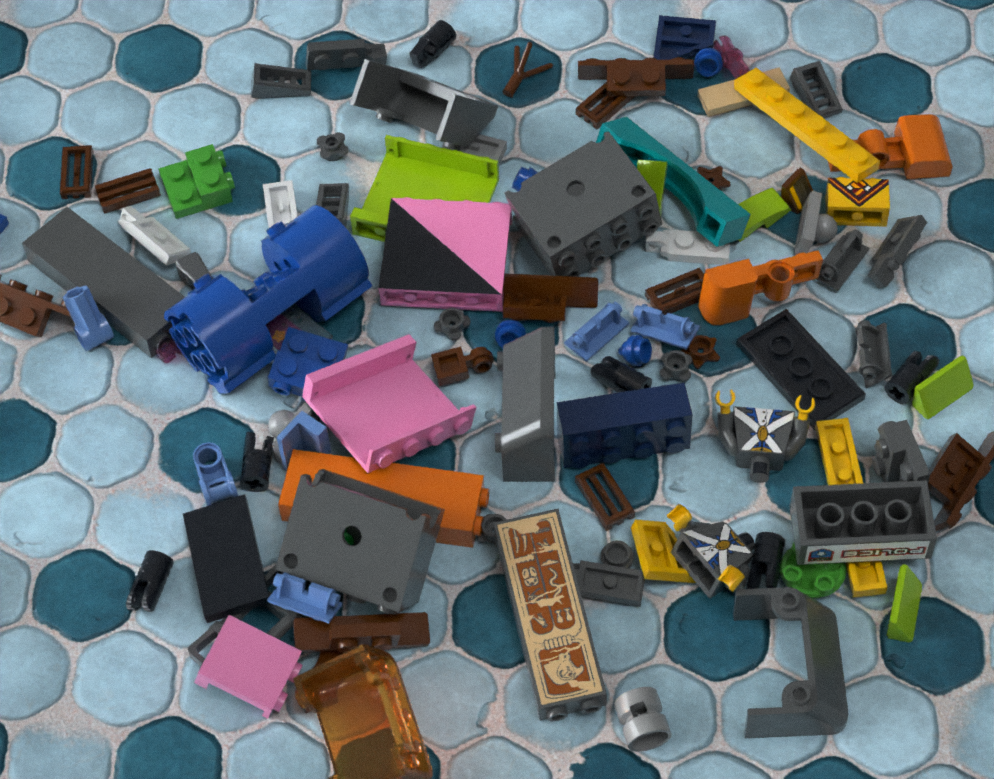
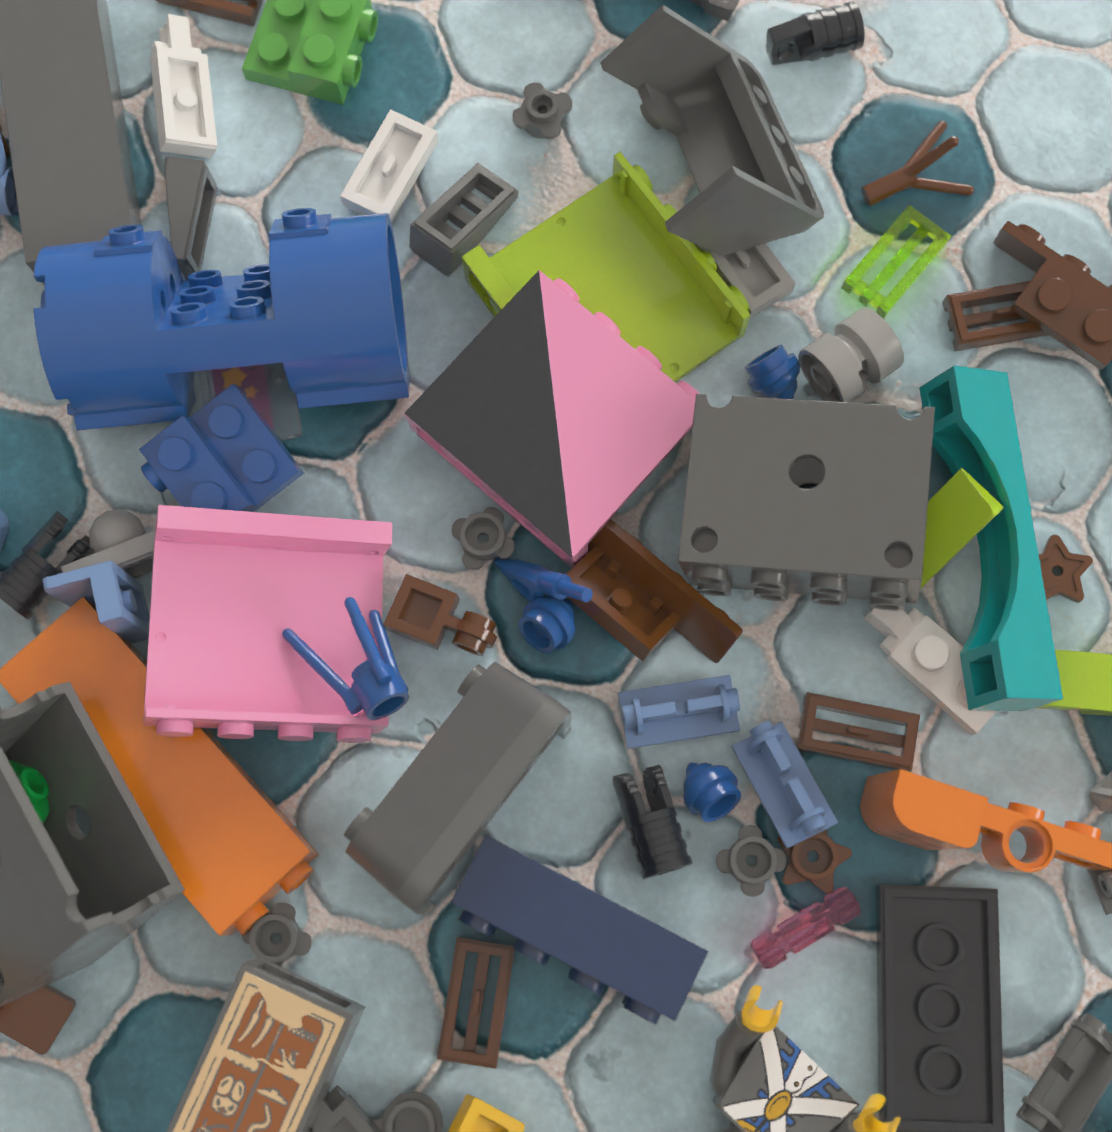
camera: 35 degrees right, 20 degrees up
(457, 390) = (376, 682): none -> blue plant
(493, 317) = (535, 581): none -> blue hand
(542, 128) = (870, 293): none -> clear neon green tile
(553, 146) = (858, 353): none -> light grey wheel
(720, 374) = (805, 927): none -> clear pink axle

